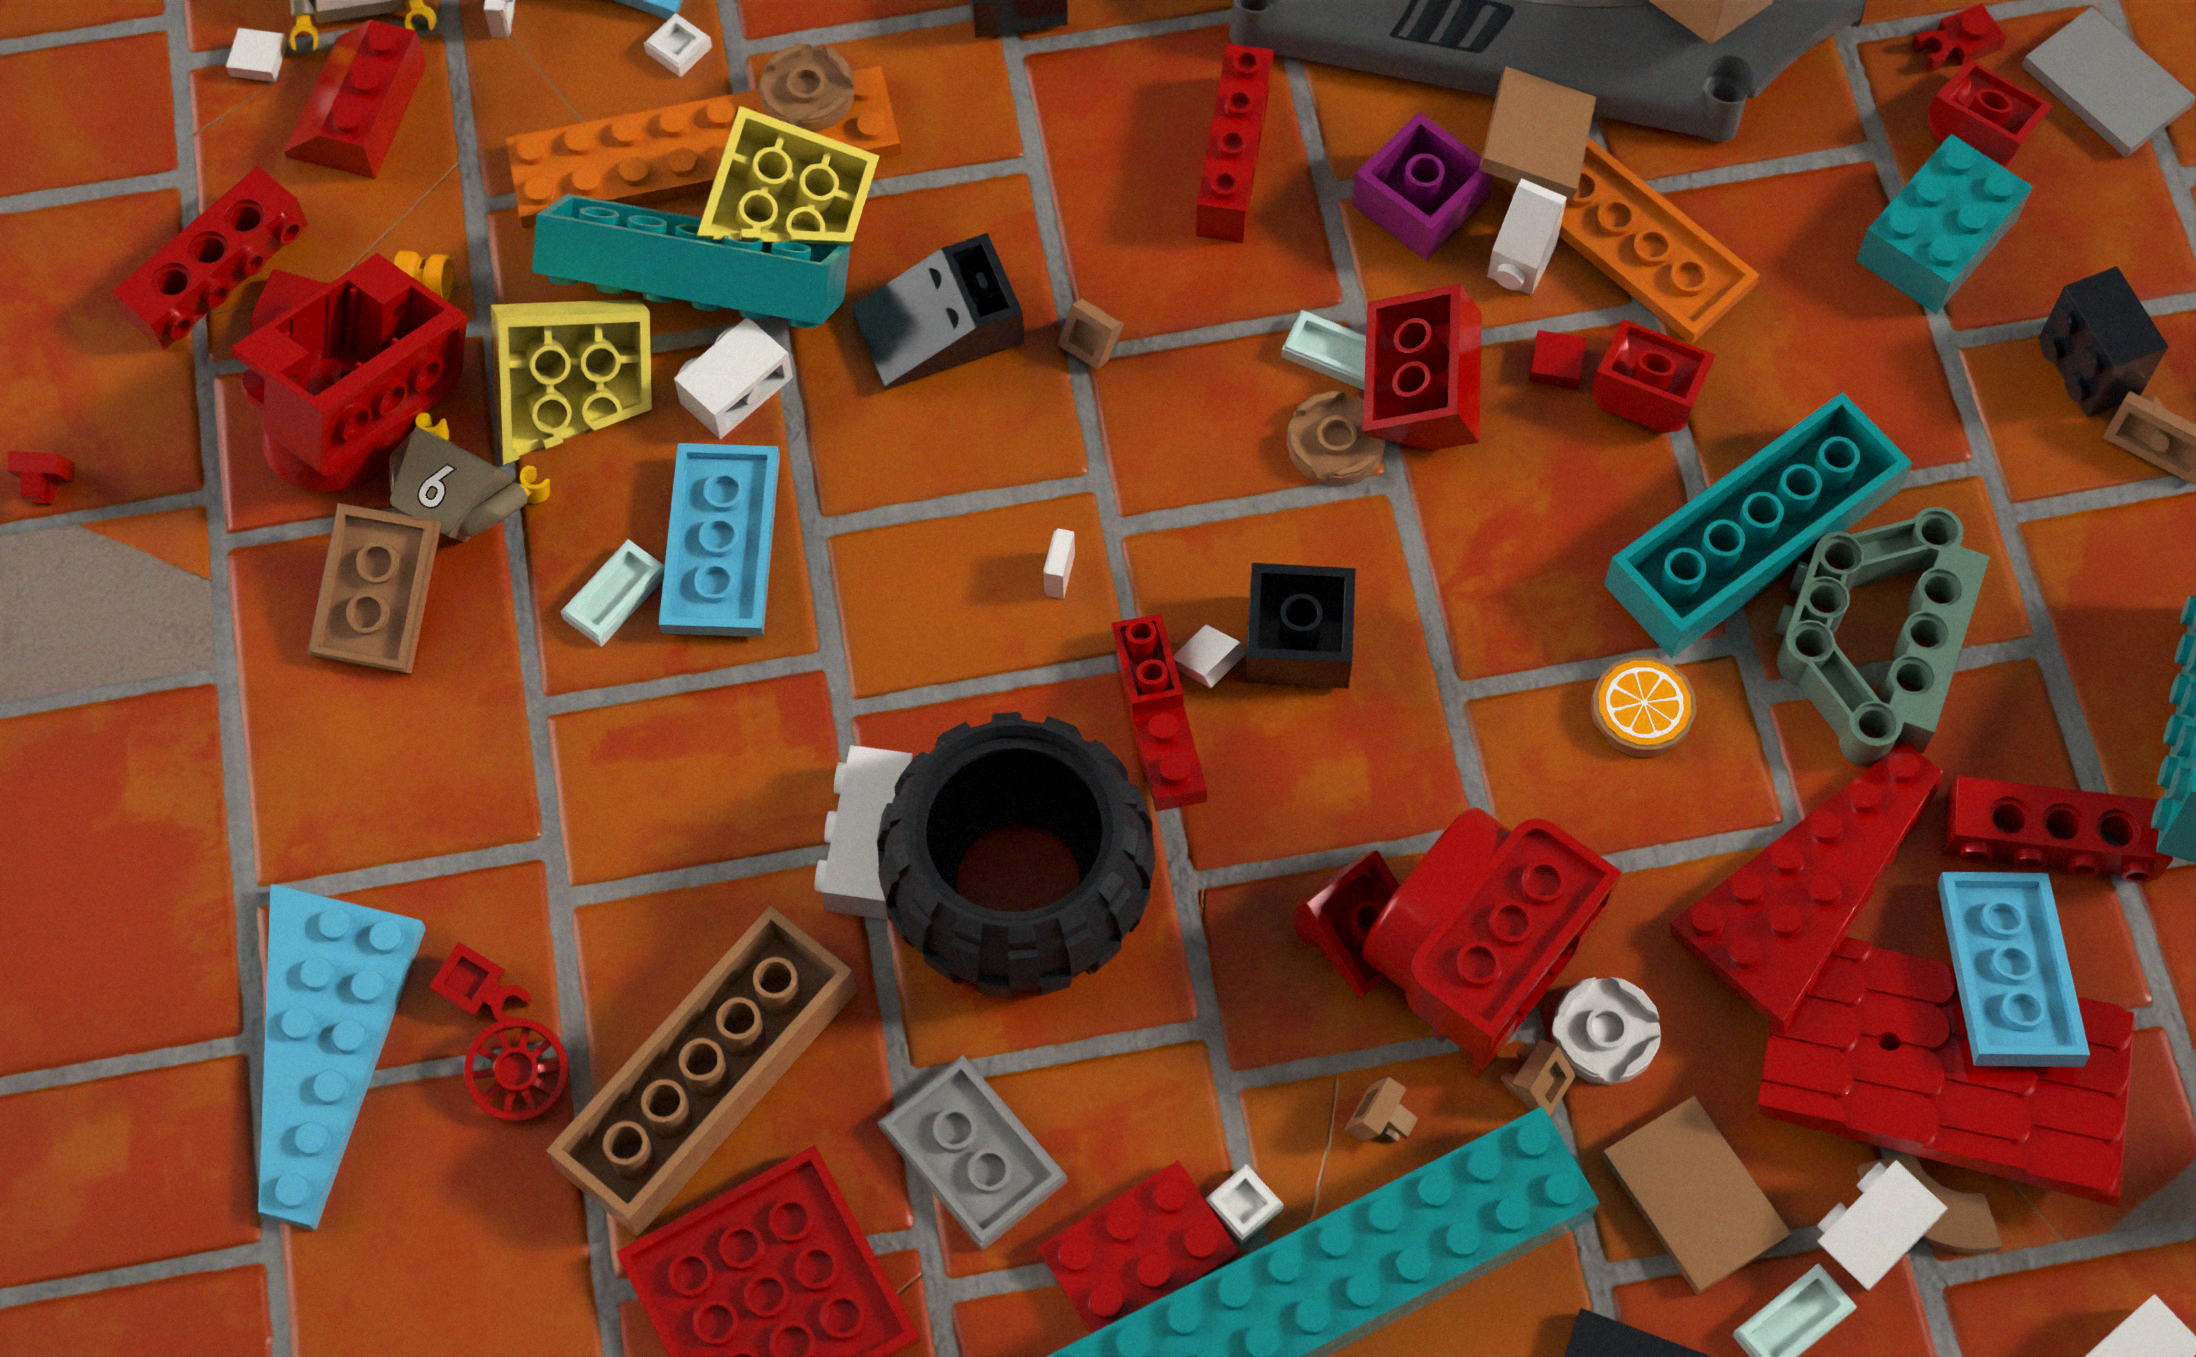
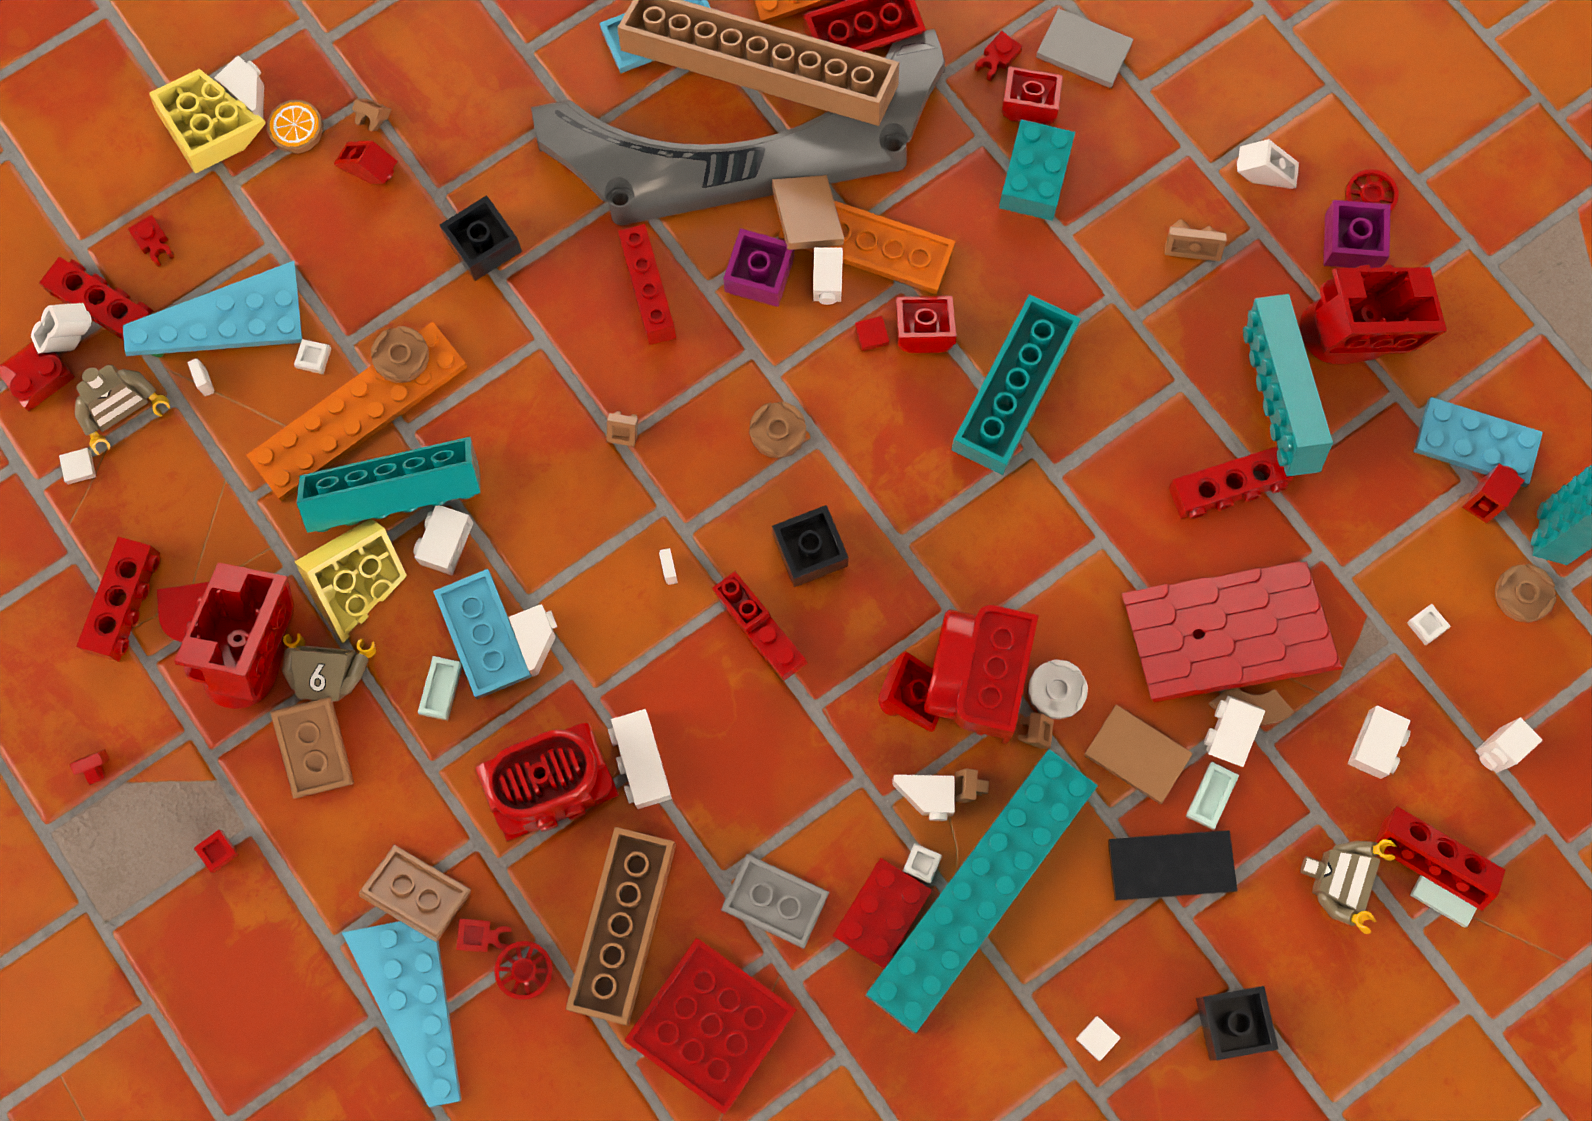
camera: 25 degrees left, 10 degrees up
(150, 676) = (216, 851): none -> red tile
(359, 99) = (150, 468): red slope -> none
(412, 875) = (415, 893): none -> medium nougat tile
(434, 272) = (244, 556): light orange wheel -> none
(702, 788) = (546, 780): none -> red brick
(786, 185) = (419, 421): light yellow wedge -> none
(797, 575) = (534, 635): none -> white slope
(941, 313) = (537, 454): black slope -> none
(999, 778) = (717, 694): black tyre -> none
(1208, 656) = (769, 582): white tile -> none
(1307, 1094) = (928, 794): none -> white slope
(1327, 349) = (755, 380): light aqua tile -> none
(1423, 369) = (807, 372): red slope -> none
(1643, 706) = (1000, 507): tile -> none
(1801, 895) = (1121, 579): red wing -> none
(1830, 677) = (1088, 452): sand green brick -> none
(2012, 970) = (1241, 568): medium azure plate -> none
(2101, 341) = (1145, 205): black brick -> none

